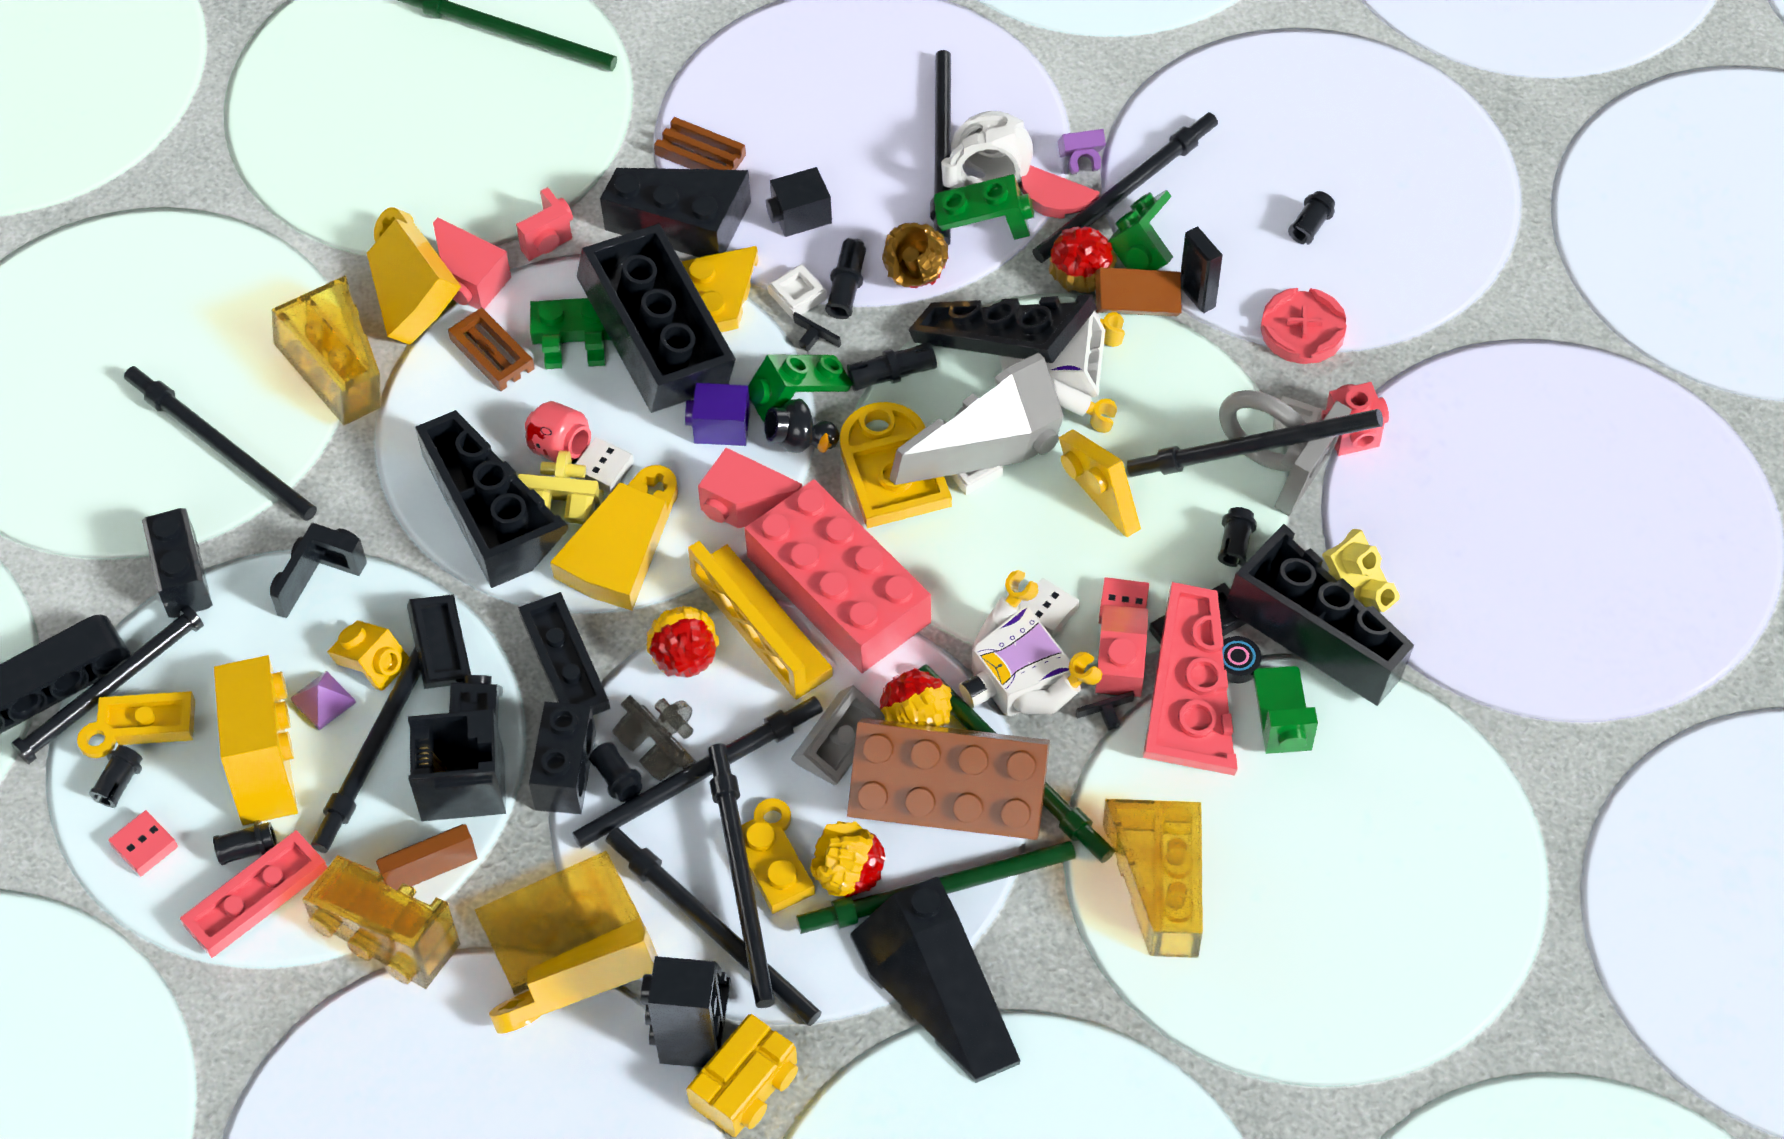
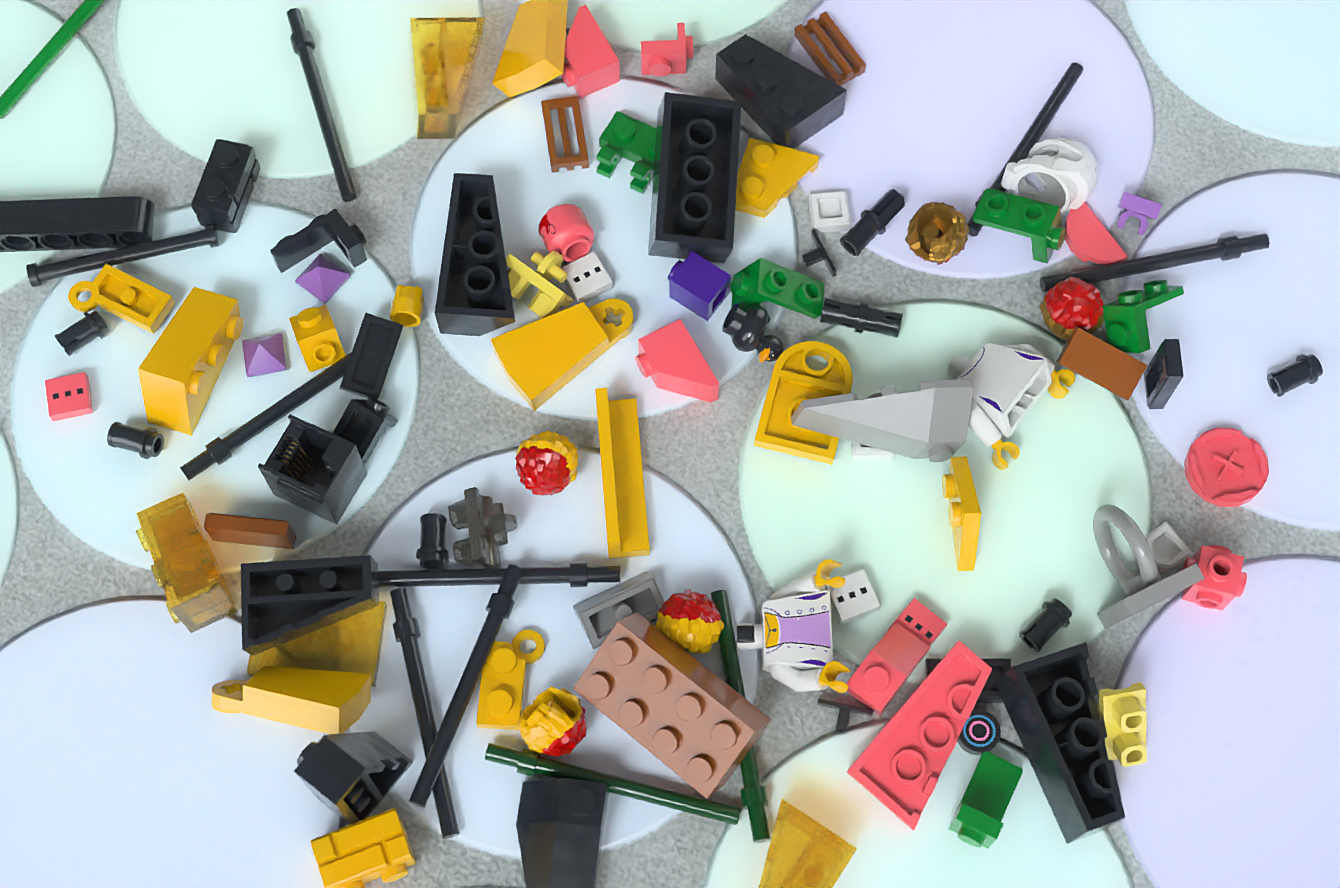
camera: 30 degrees right, 10 degrees up
(253, 893) = (115, 484): coral plate -> none
(334, 600) = (322, 278): none -> medium lavender slope
(442, 577) = (407, 306): none -> yellow hose
(530, 877) = (302, 596): none -> black wedge
(562, 757) = (396, 507): black brick -> none
(563, 653) = (454, 424): black plate -> none
(799, 202) = (876, 136): black brick -> none
(838, 575) = (702, 475): coral brick -> none
(1004, 326) = (968, 338): black wing -> none
(1174, 459) = (1035, 529): black bar -> none

